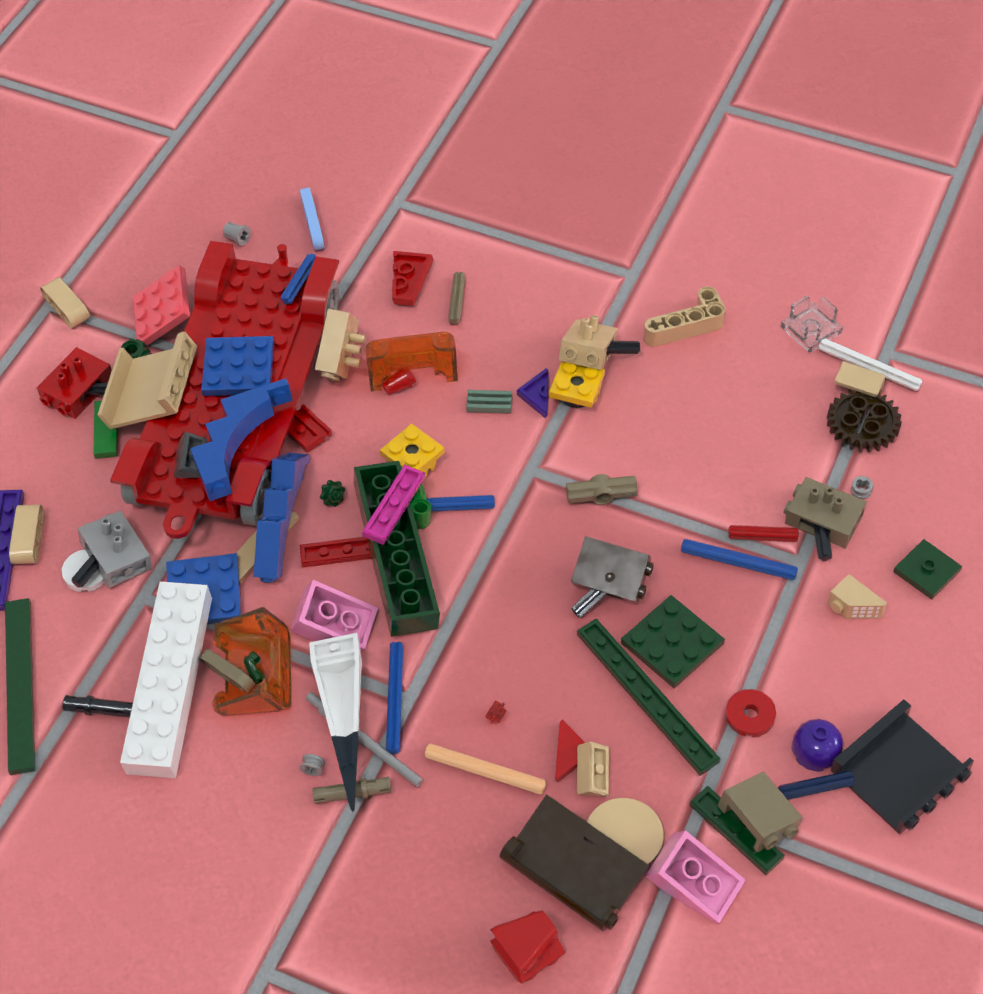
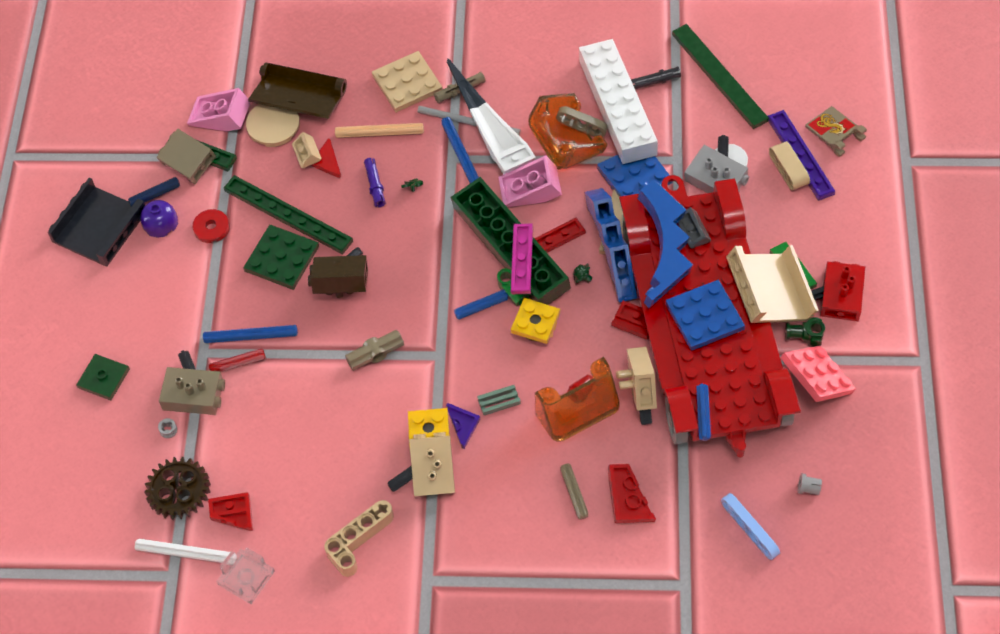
camera: 160 degrees right, 5 degrees up
(65, 302) = (908, 360): tan beam -> none
(250, 663) = (565, 132): dark green arm -> none
(312, 765) = (492, 91): light grey bush -> none
(416, 832) = (407, 81): none -> tan plate
(475, 673) = (412, 183): none -> dark green plant
(496, 712) = (386, 164): clear red plate -> none
(521, 691) = (376, 188): none -> dark purple pin
(527, 945) = (310, 38): red piece -> none
(810, 383) = (232, 510): none -> red wing
(855, 600) = (153, 326): tan slope -> none
(860, 379) = (188, 522): tan panel -> none

